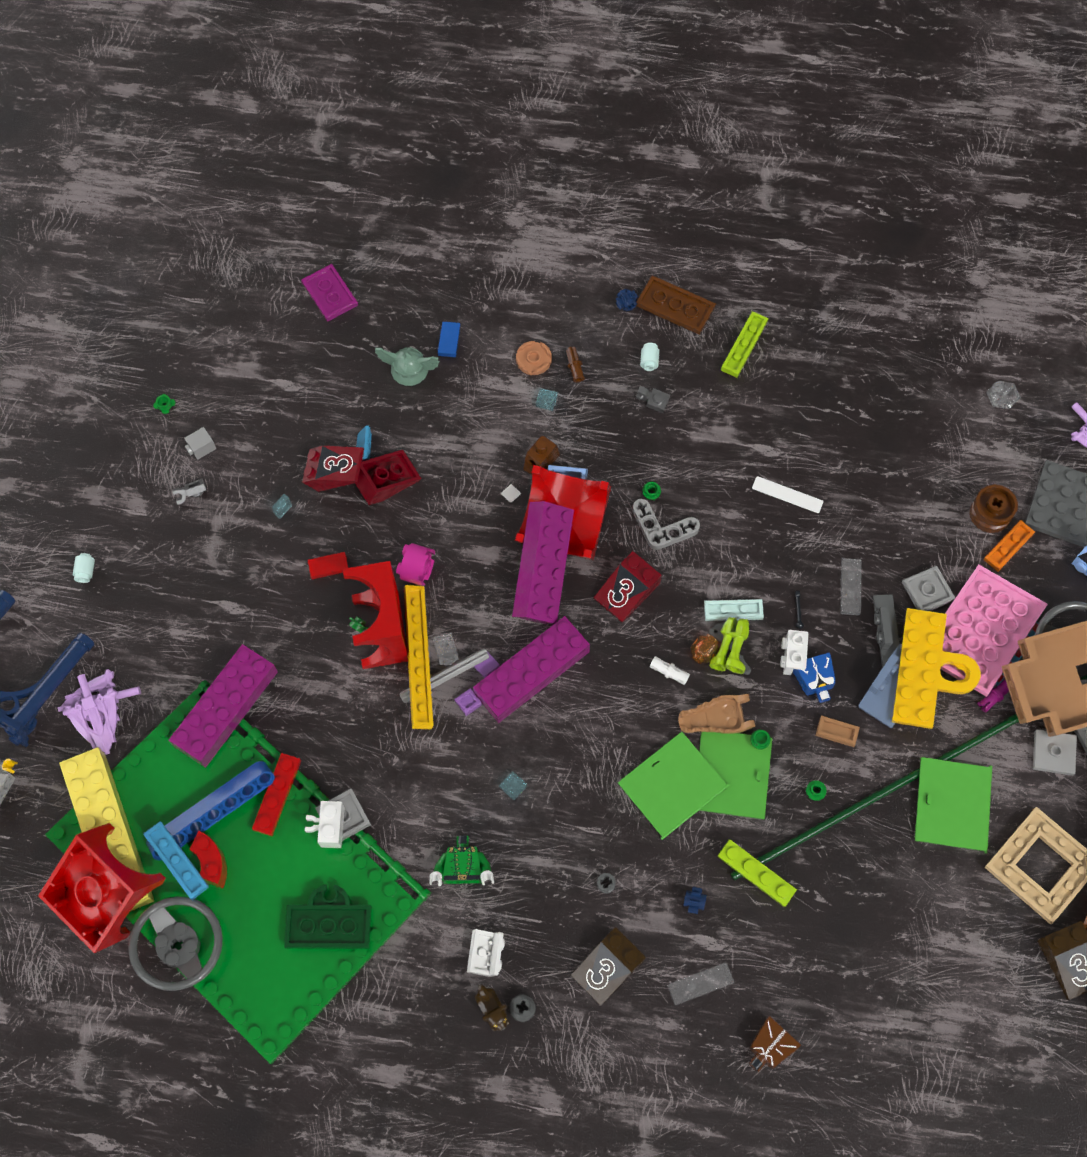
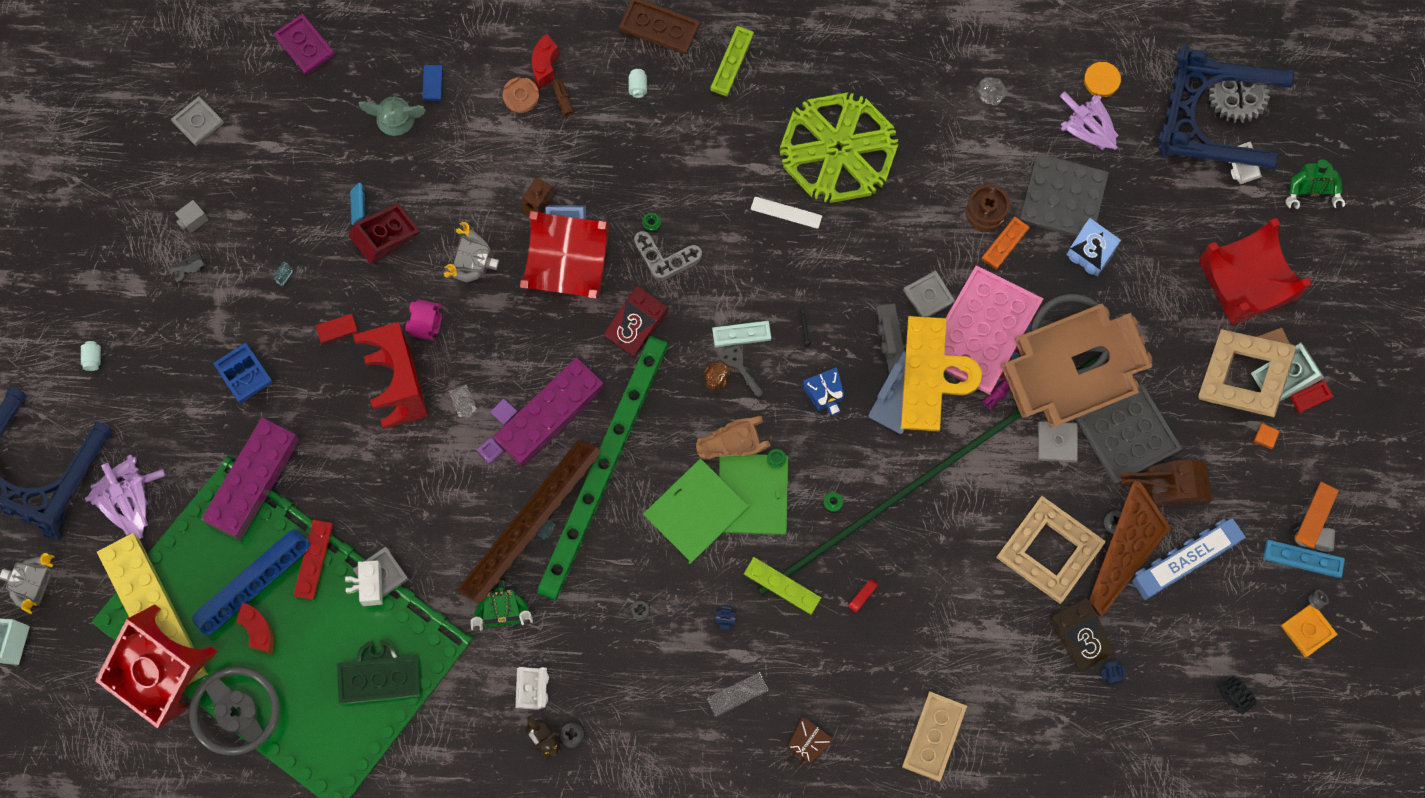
camera: 10 degrees left, 5 degrees up
(164, 399) = (145, 174): green plate -> none
(176, 860) = (224, 633): dark azure tile -> none
(218, 354) = (197, 121): none -> light grey plate
(229, 599) = (242, 373): none -> blue bracket
(332, 467) = (329, 229): dark red slope -> none
(358, 624) = (373, 385): green plate -> none
(418, 657) = (436, 412): yellow plate -> none
(452, 671) = (464, 427): light grey axle -> none
(470, 508) = (472, 257): none -> light grey torso
(499, 778) = (528, 521): none -> reddish brown plate
(510, 493) = (511, 237): white sticker -> none
(543, 562) = (549, 306): magenta brick -> none
(546, 399) = (538, 137): clear light blue tile -> none
(558, 327) = (542, 61): none -> red brick
(575, 741) = (599, 478): none -> green beam
(608, 966) = (649, 687): slope -> none
(626, 299) = (609, 25): dark blue gear -> none
(656, 400) = (647, 128): flat silver plate -> none
(669, 670) = (683, 400): white pin -> none
(731, 631) = (741, 355): lime piece -> none
(795, 651) = (804, 369): white bracket -> none
(837, 731) = (850, 442): medium nougat tile -> none
(841, 892) = (863, 595): none -> red beam
(850, 424) = (843, 135): none -> lime plate
(850, 586) = (854, 299): clear tile -> none
(908, 1054) = (934, 736): none -> tan plate
(955, 806) = (966, 501): bright green piece -> none

